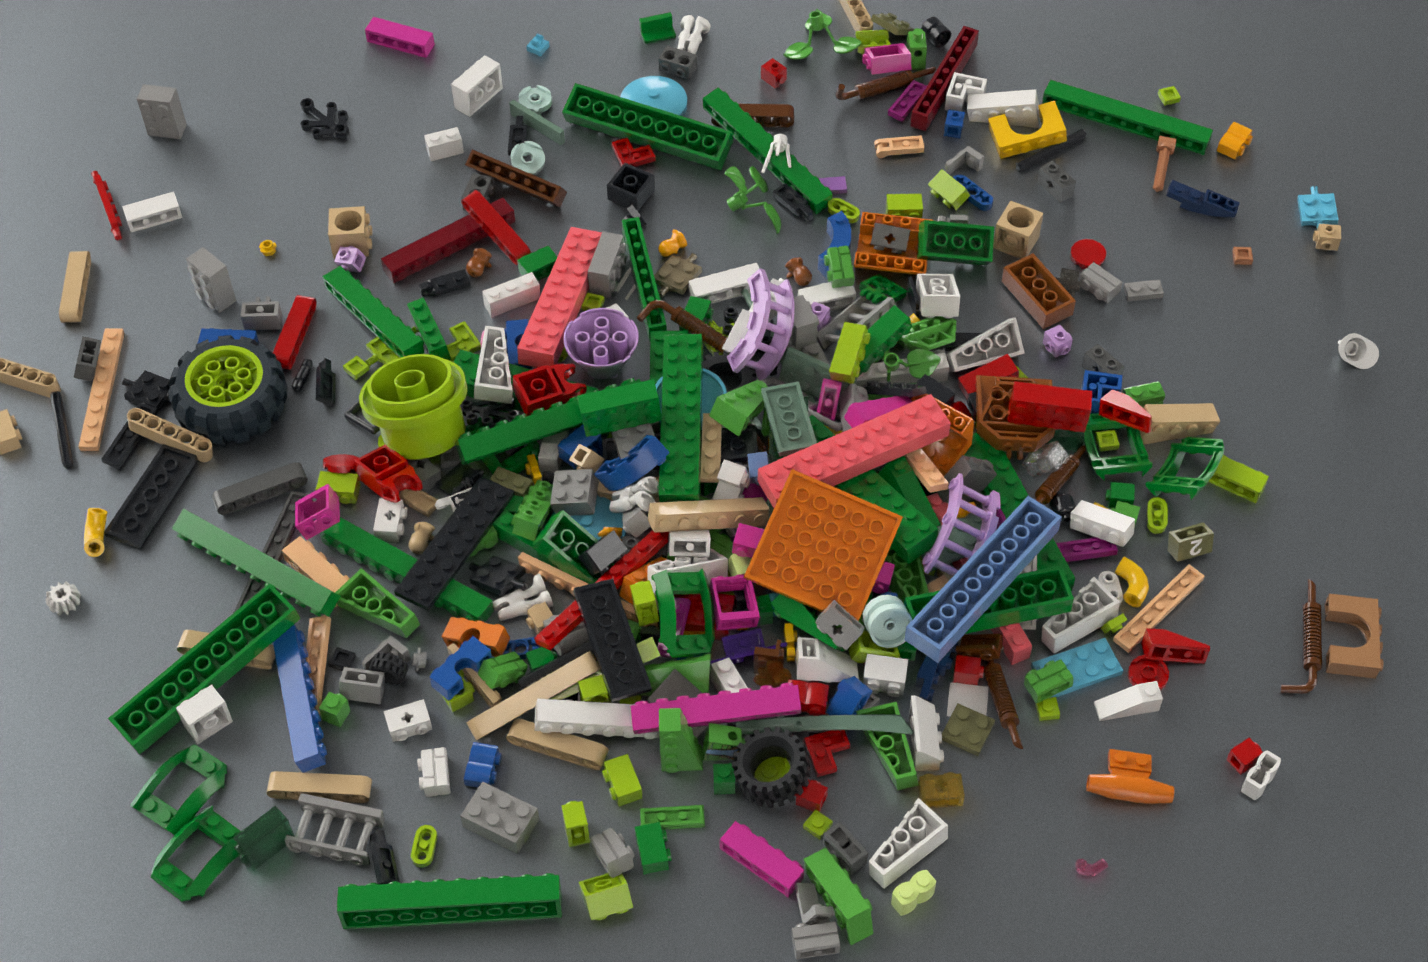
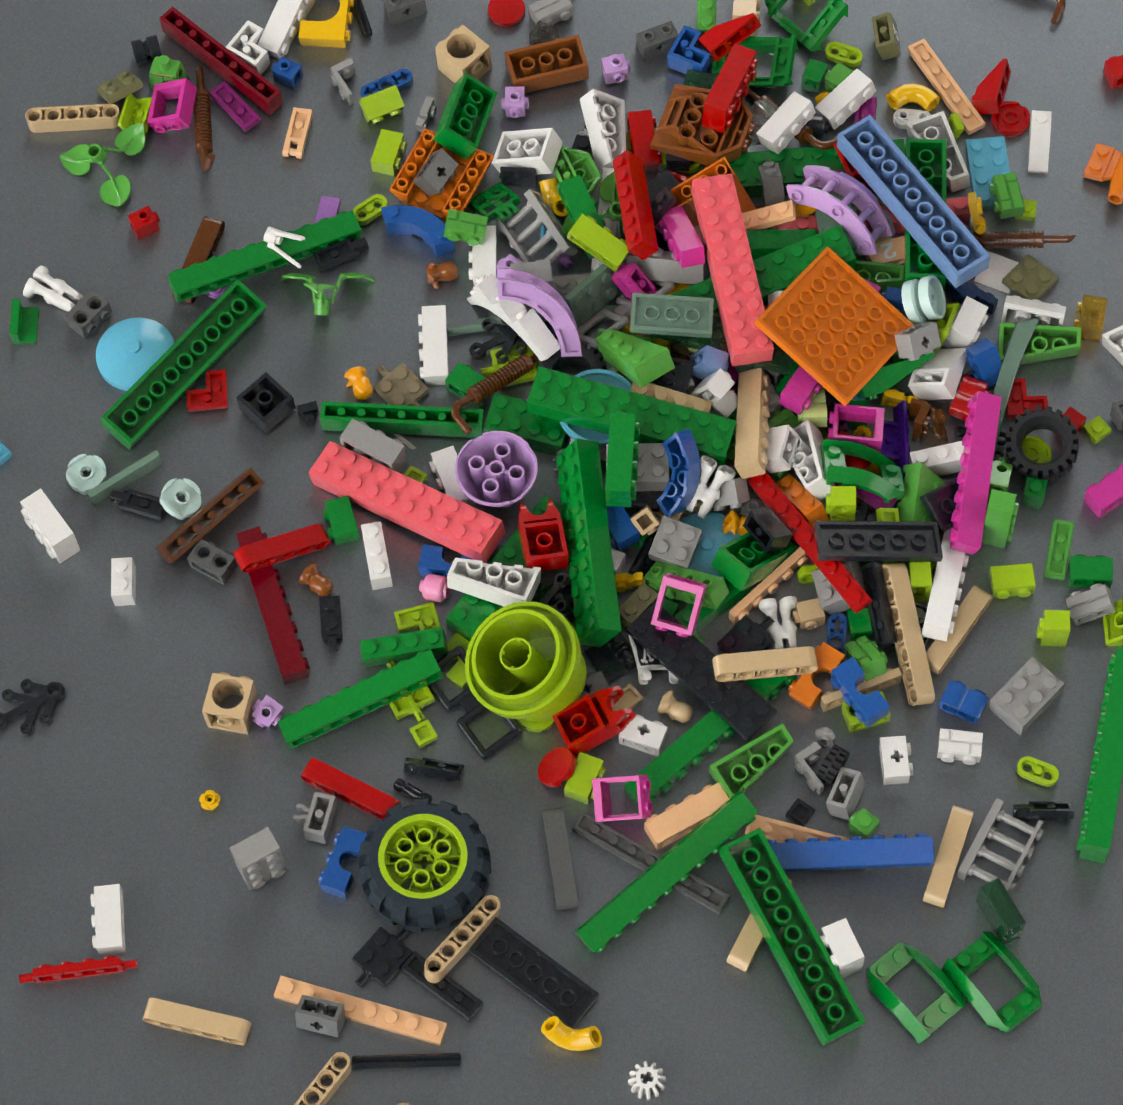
camera: 70 degrees left, 10 degrees up
(467, 583) = (765, 664): none -> tan beam
(516, 498) = (682, 584): none -> window
(898, 369) = (635, 205): none -> red brick
(990, 279) = (515, 102): none -> lavender brick
(1019, 652) = (976, 208): none -> yellow plate
(1044, 471) = (786, 122): none -> white brick

